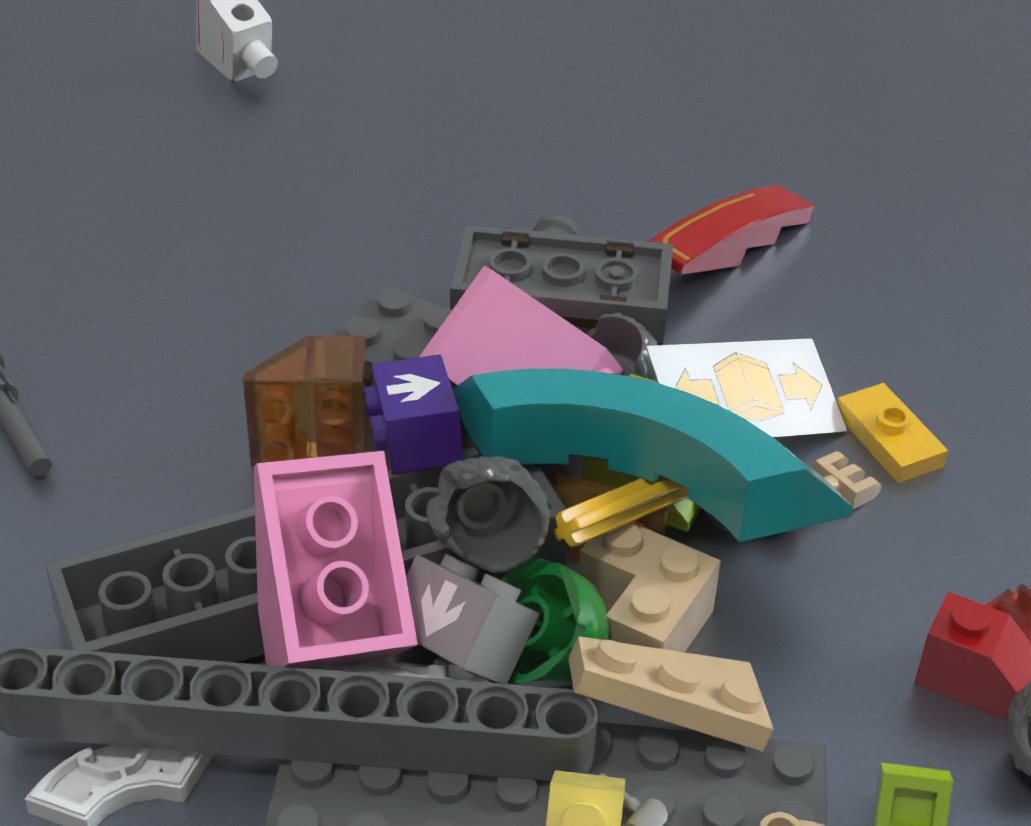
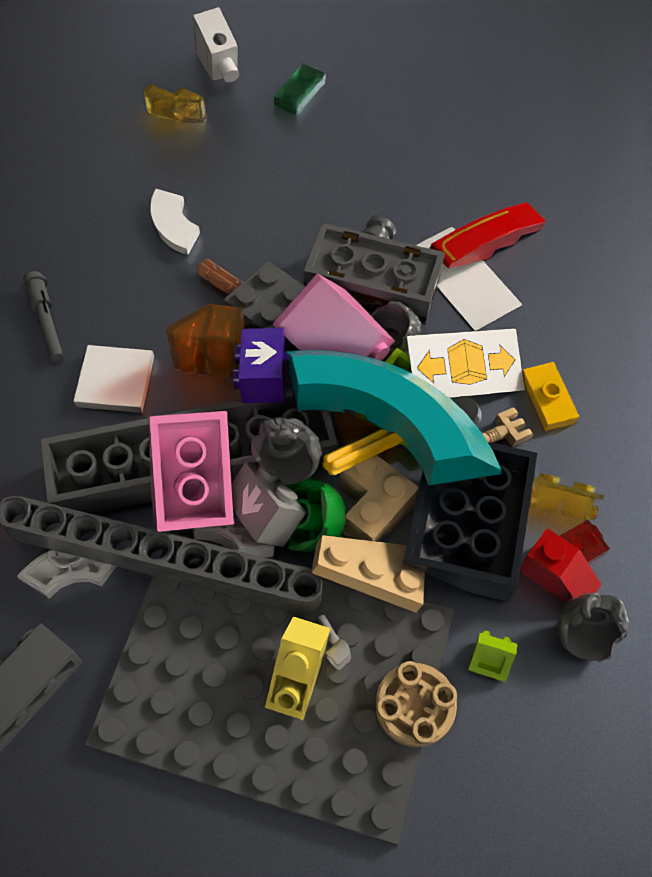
camera: 10 degrees right, 20 degrees up
(147, 486) = (114, 379): none -> white tile
(190, 112) = (180, 106): none -> clear yellow slope
(205, 266) = (171, 223): none -> white tile
(282, 321) = (218, 276): none -> nougat axle
(377, 79) = (299, 89): none -> clear green plate
(729, 307) = (474, 290): none -> white sticker
(829, 611) = (475, 527): none -> black slope
(929, 555) = (577, 499): none -> clear yellow hinge

